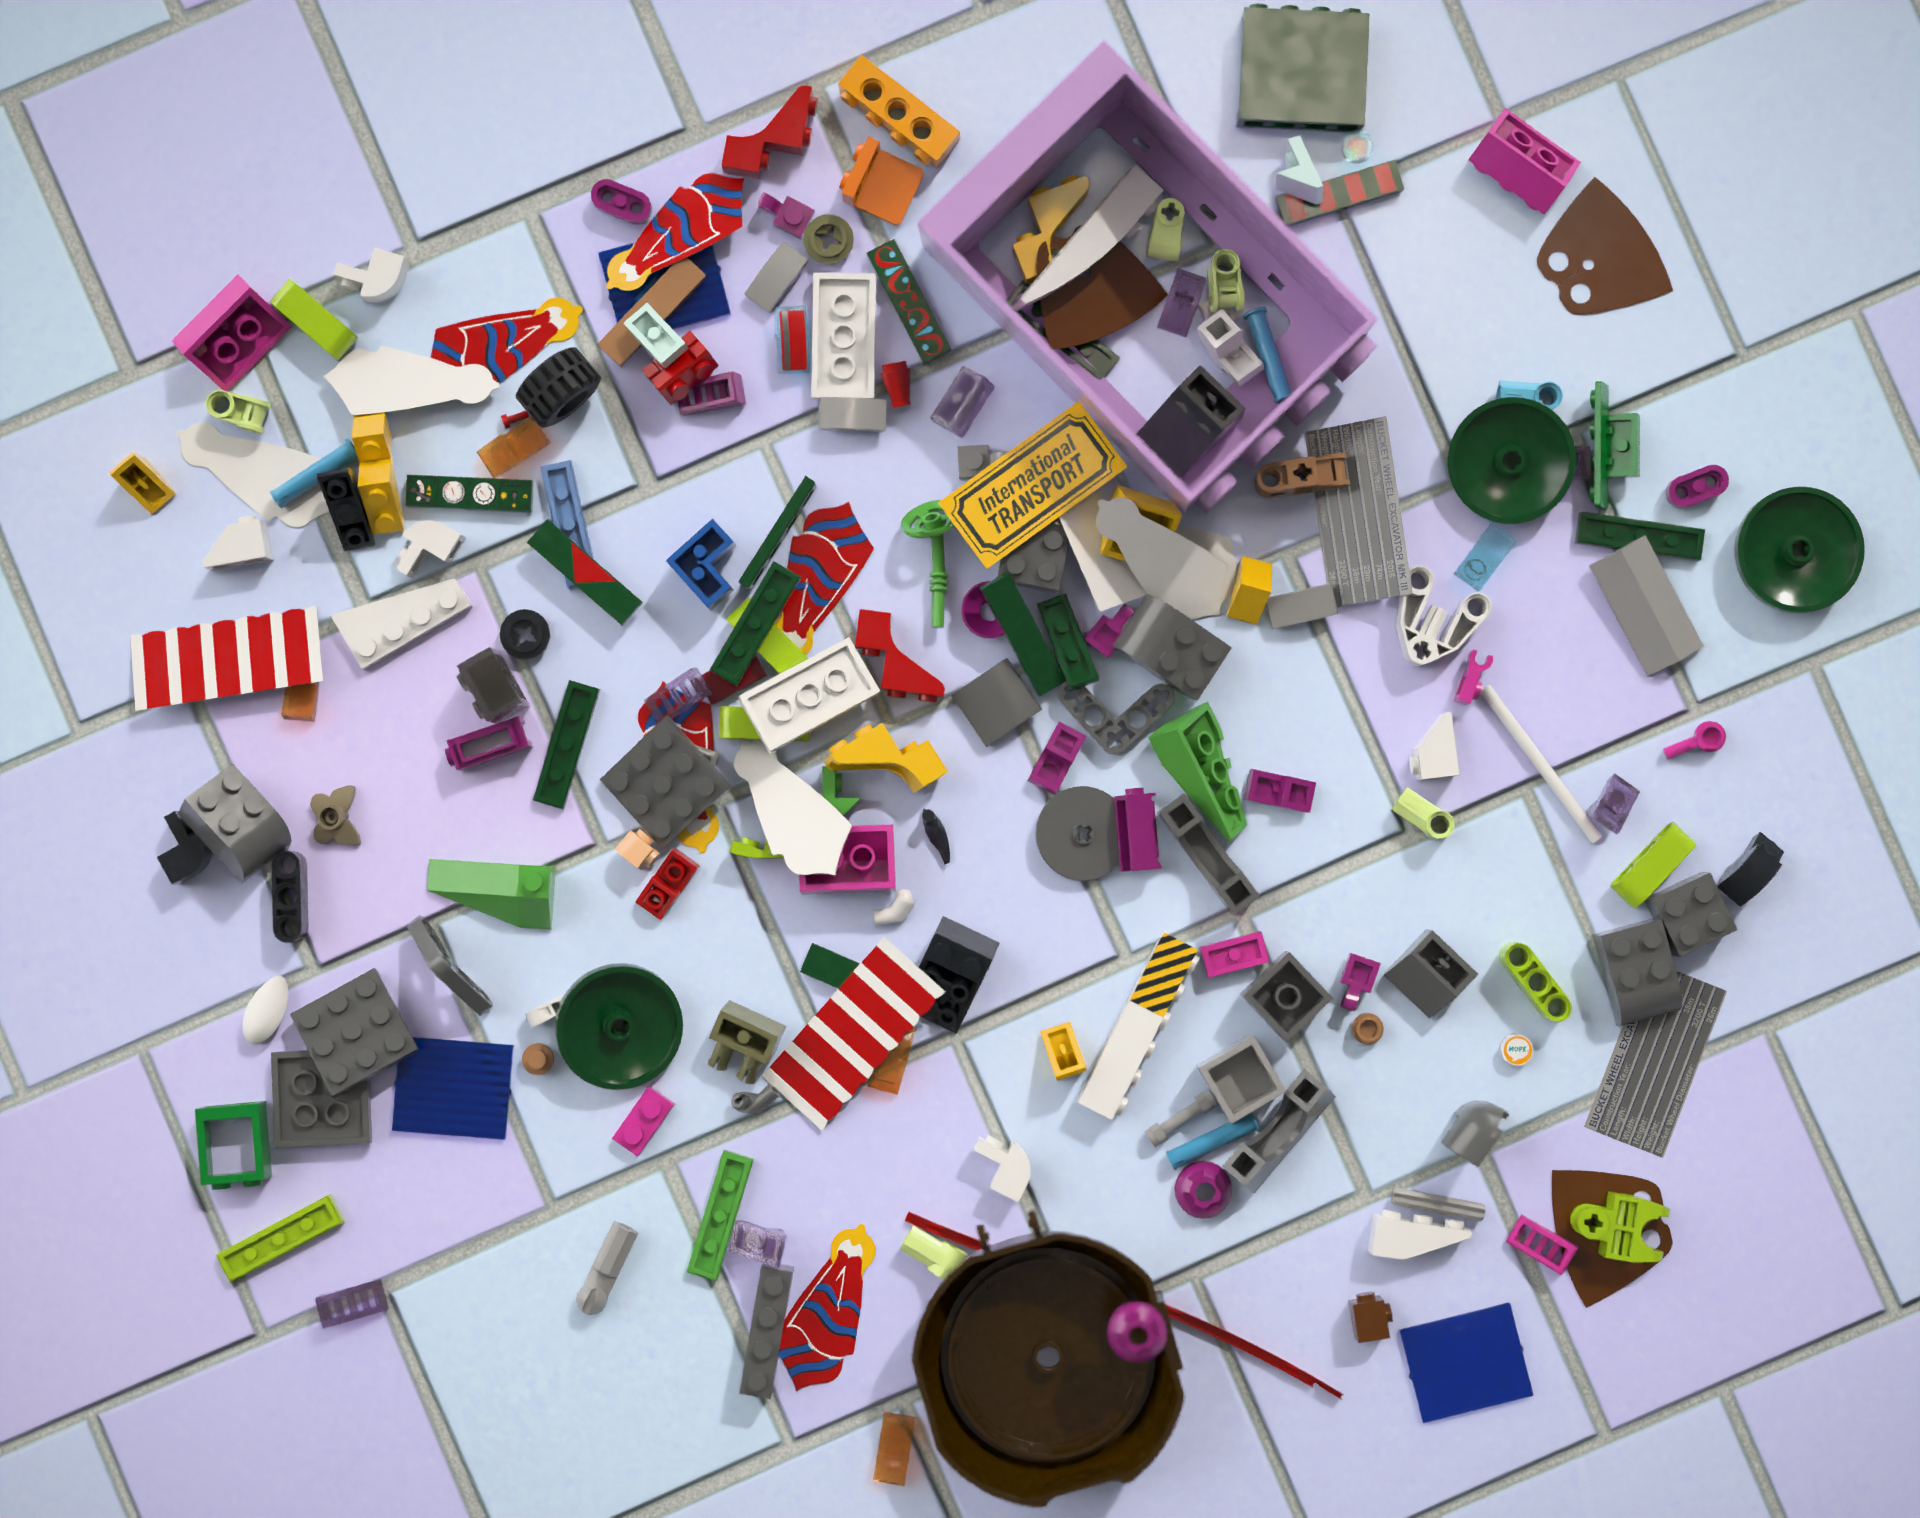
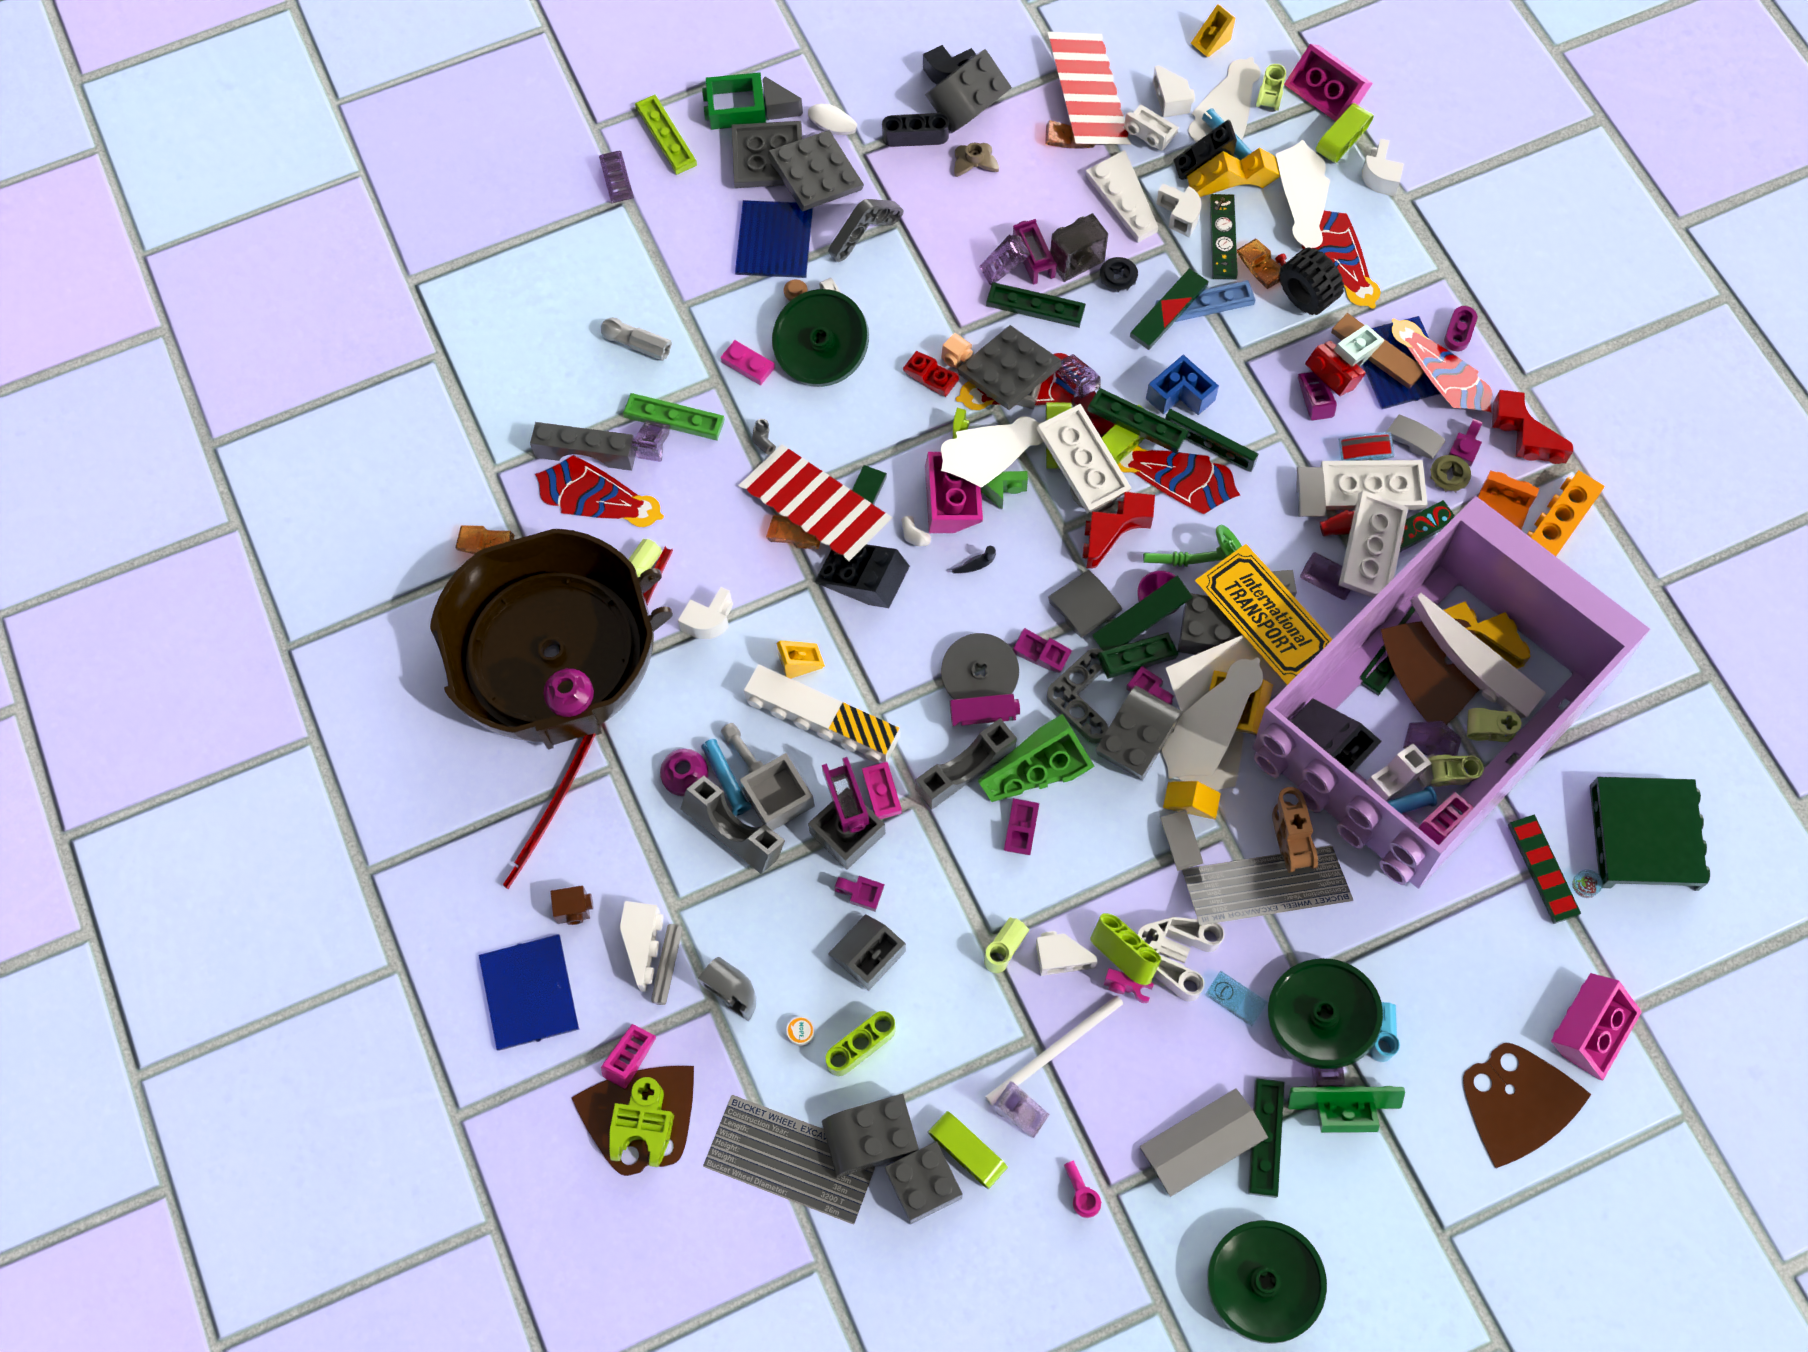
camera: 95 degrees right, 20 degrees down
(236, 1084) = (780, 101): none -> dark grey slope
(296, 578) = (1150, 127): none -> white bracket
(497, 766) = (1017, 251): none -> clear purple slope
(505, 891) = (923, 265): bright green wedge -> none
(747, 1033) = (814, 424): olive brick -> none
(877, 751) = (1041, 505): yellow arch -> none
(936, 346) = (1373, 544): none -> white plate
(1261, 997) = (846, 797): none -> magenta window
(1301, 176) = (1553, 829): light aqua slope -> none
(1304, 317) = (1437, 831): none -> dark pink slope
(1367, 1028) = (819, 902): medium nougat plate -> none
(1437, 679) = (1125, 949): none -> lime beam
(1696, 487) = (1316, 1188): magenta plate -> none
(1752, 870) = (966, 1240): black brick -> none

